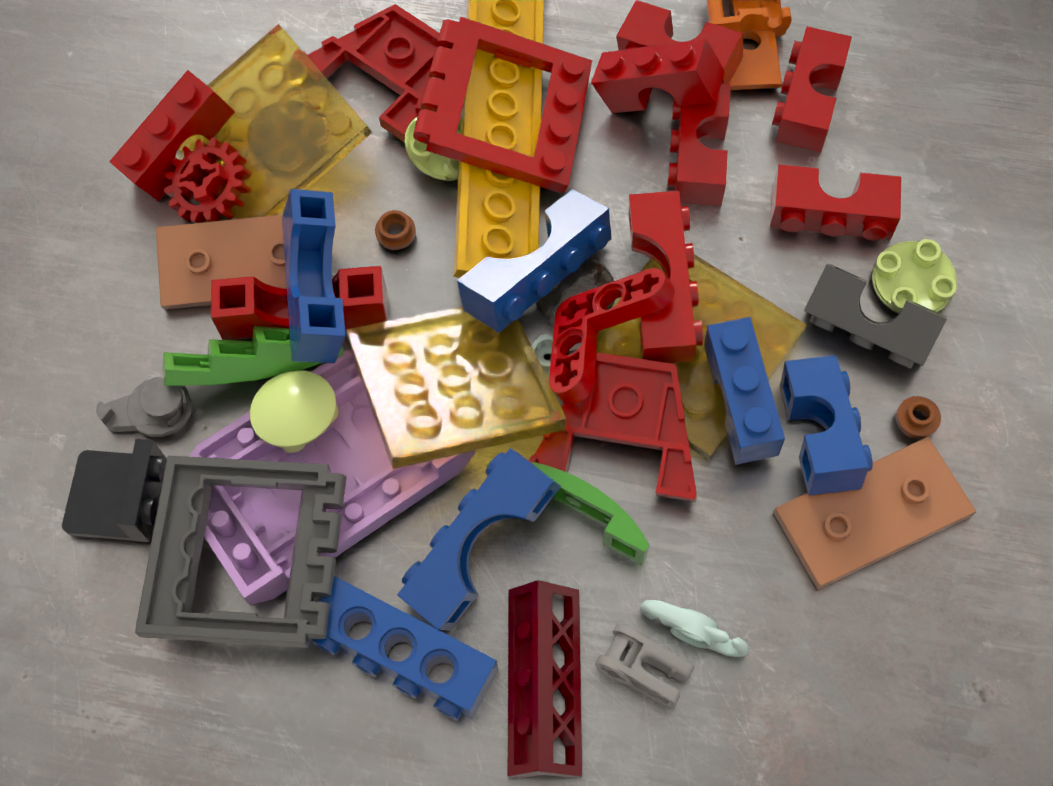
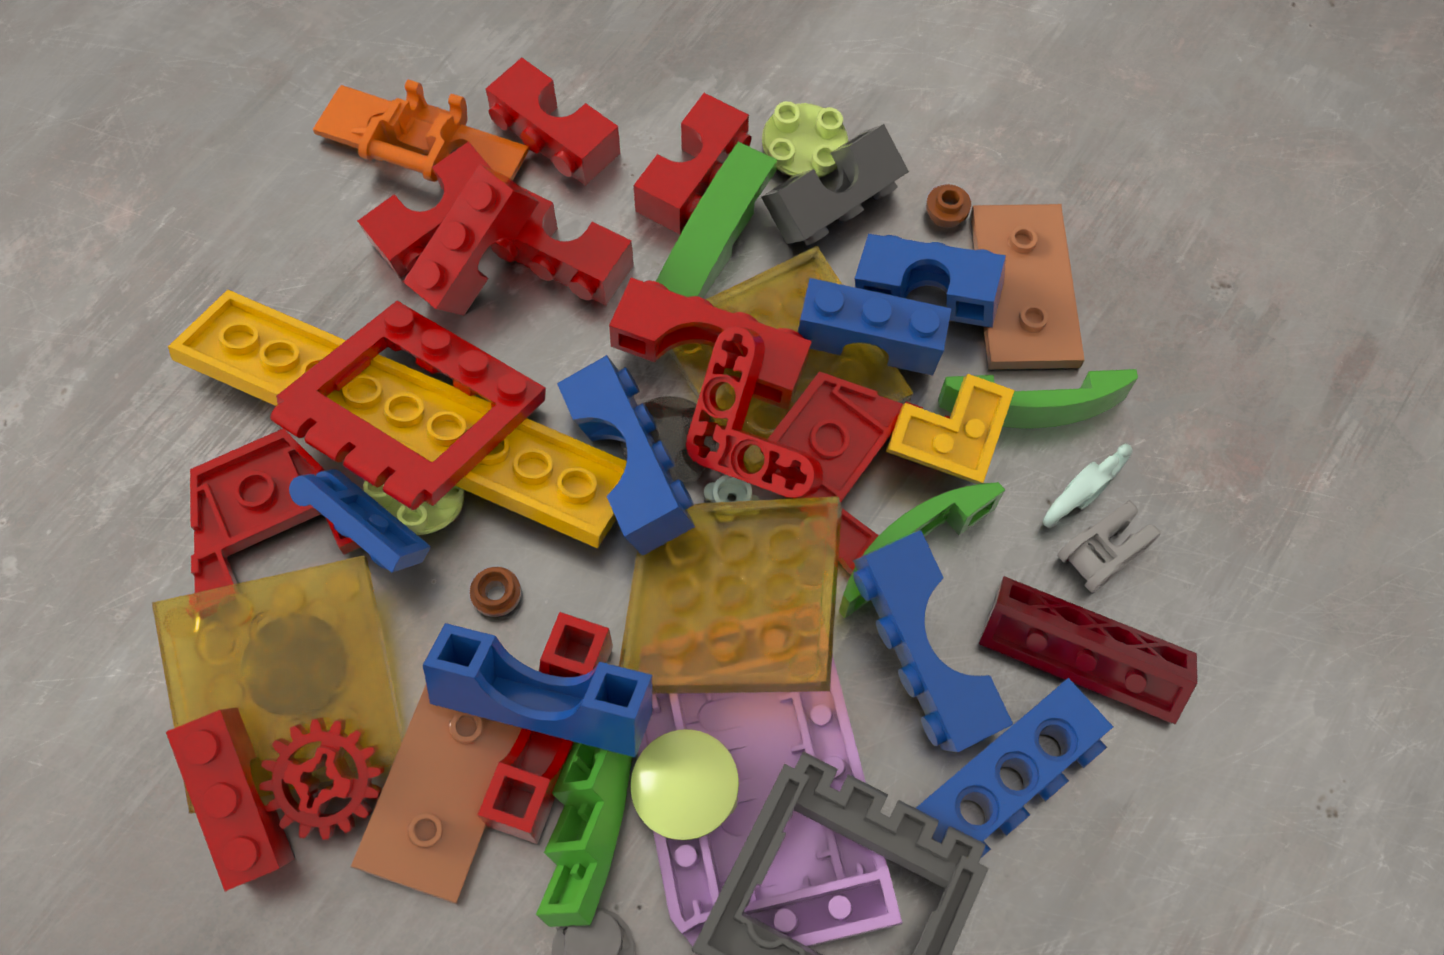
camera: 70 degrees left, 0 degrees up
(396, 115) = (360, 518): none -> blue plate
(670, 501) = (957, 444): none -> yellow plate
(779, 241) = (717, 222): none -> bright green slope
(787, 607) = (1056, 407): none -> bright green slope

